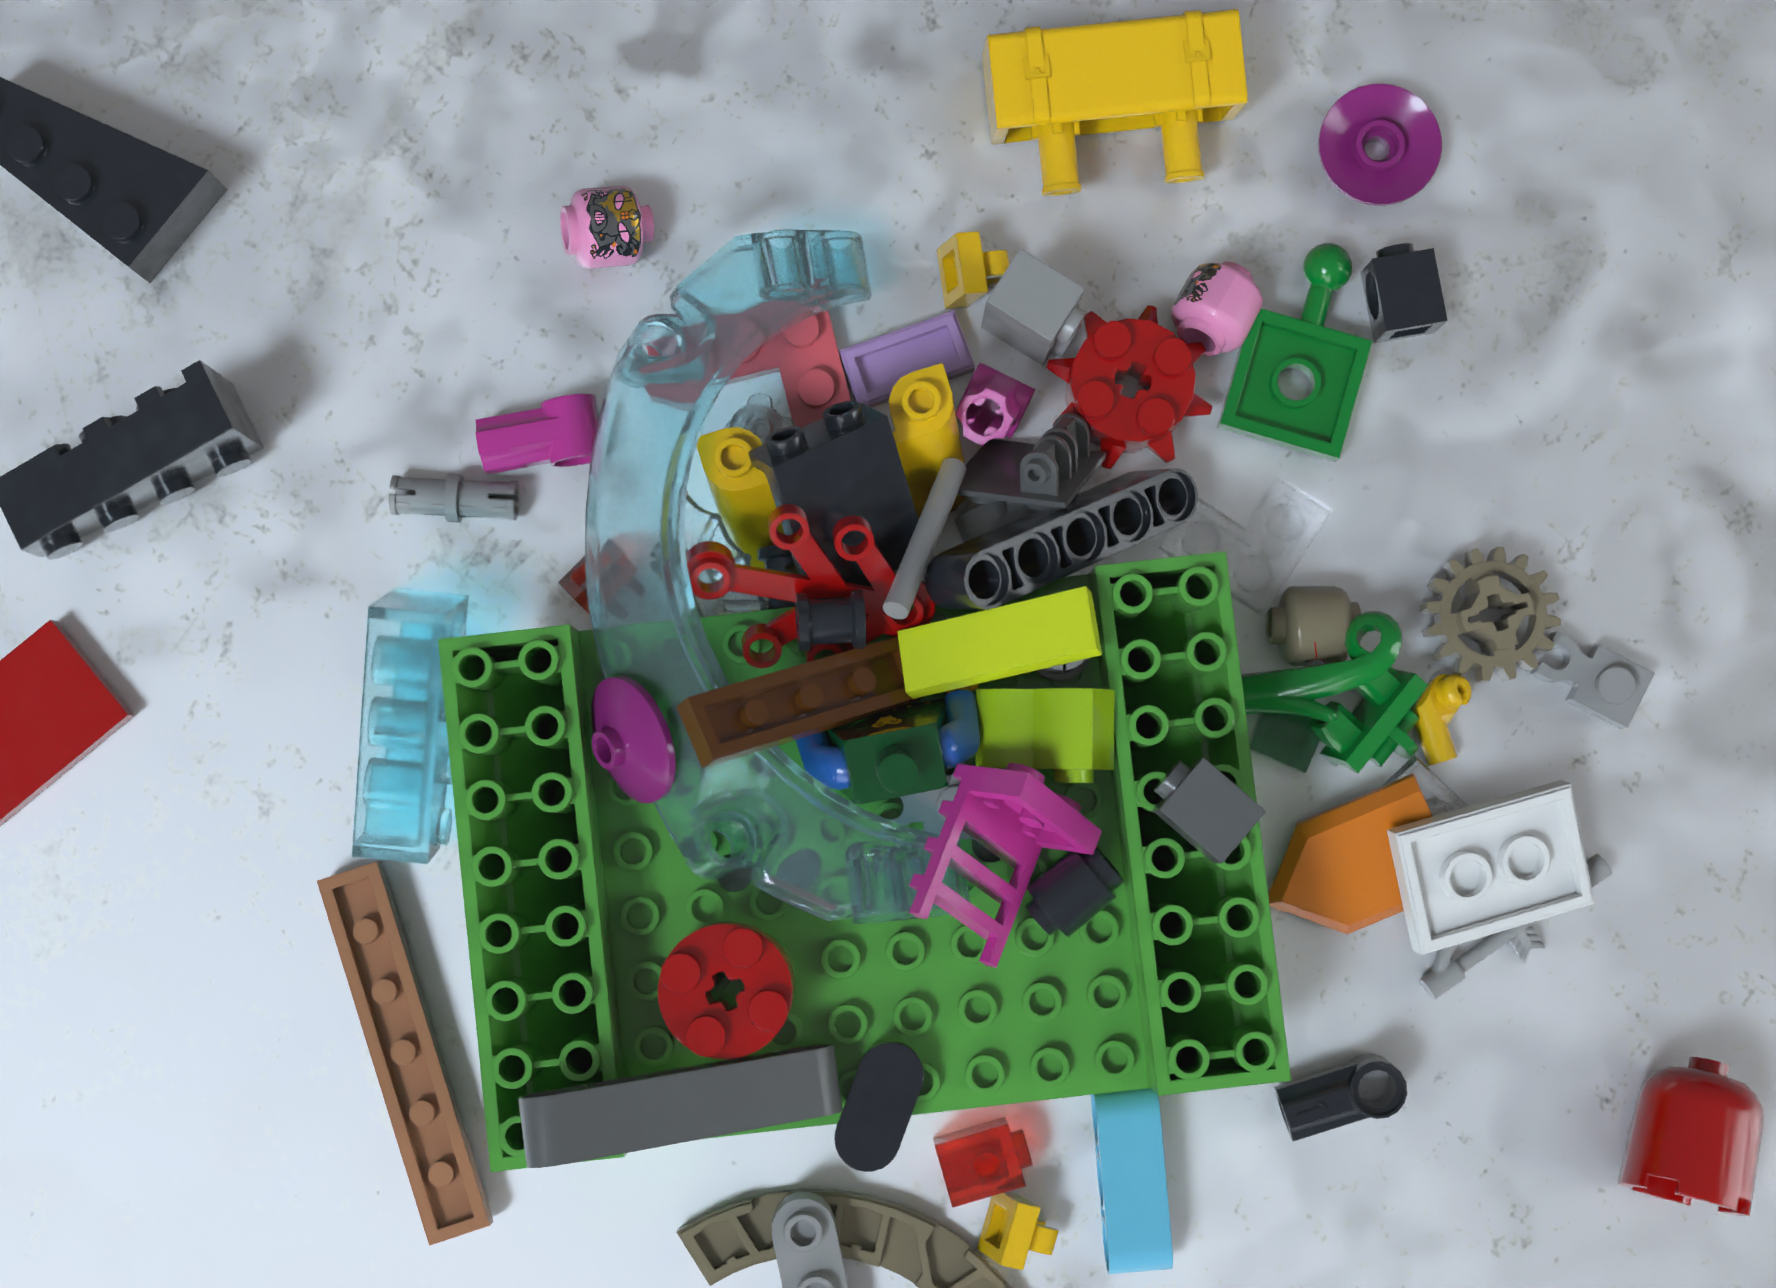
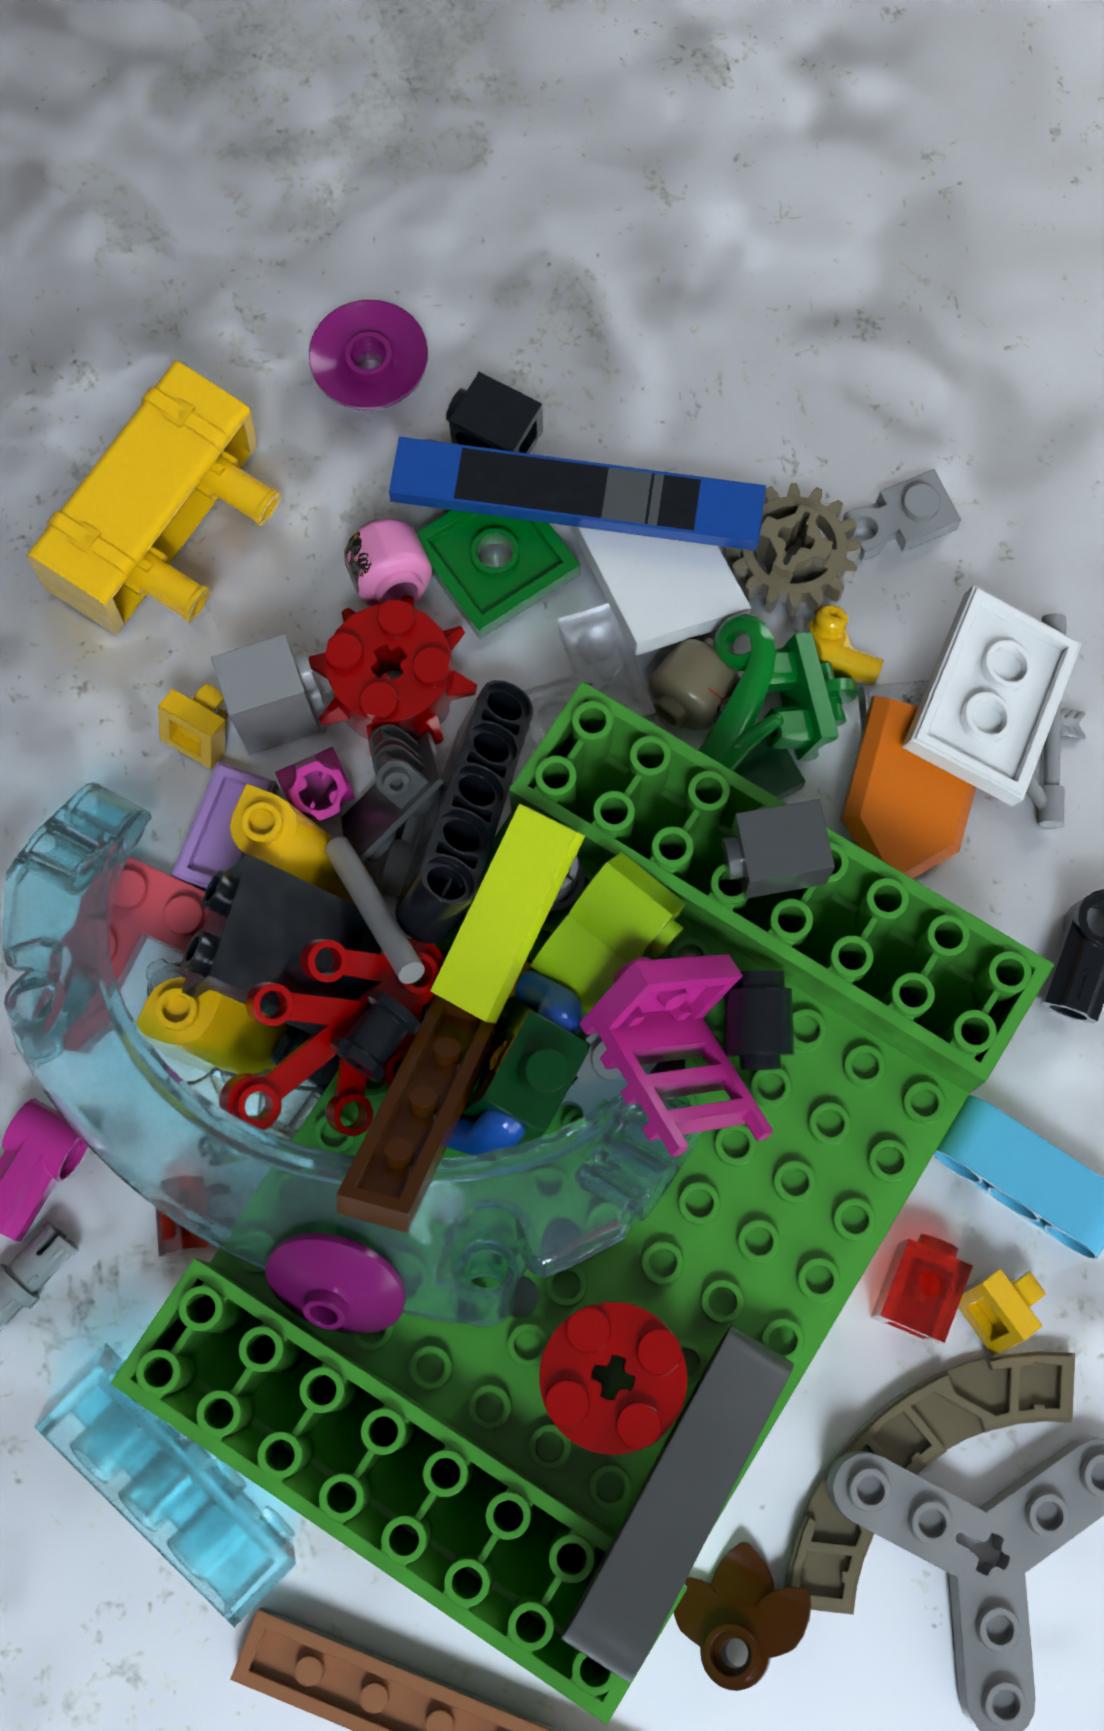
camera: 45 degrees left, 10 degrees down
(654, 1204) = (743, 1607): none -> reddish brown plate
(879, 1106) = (813, 1329): black tile -> none
(1391, 514) = (661, 586): none -> white tile
(1394, 411) = (577, 493): none -> tile

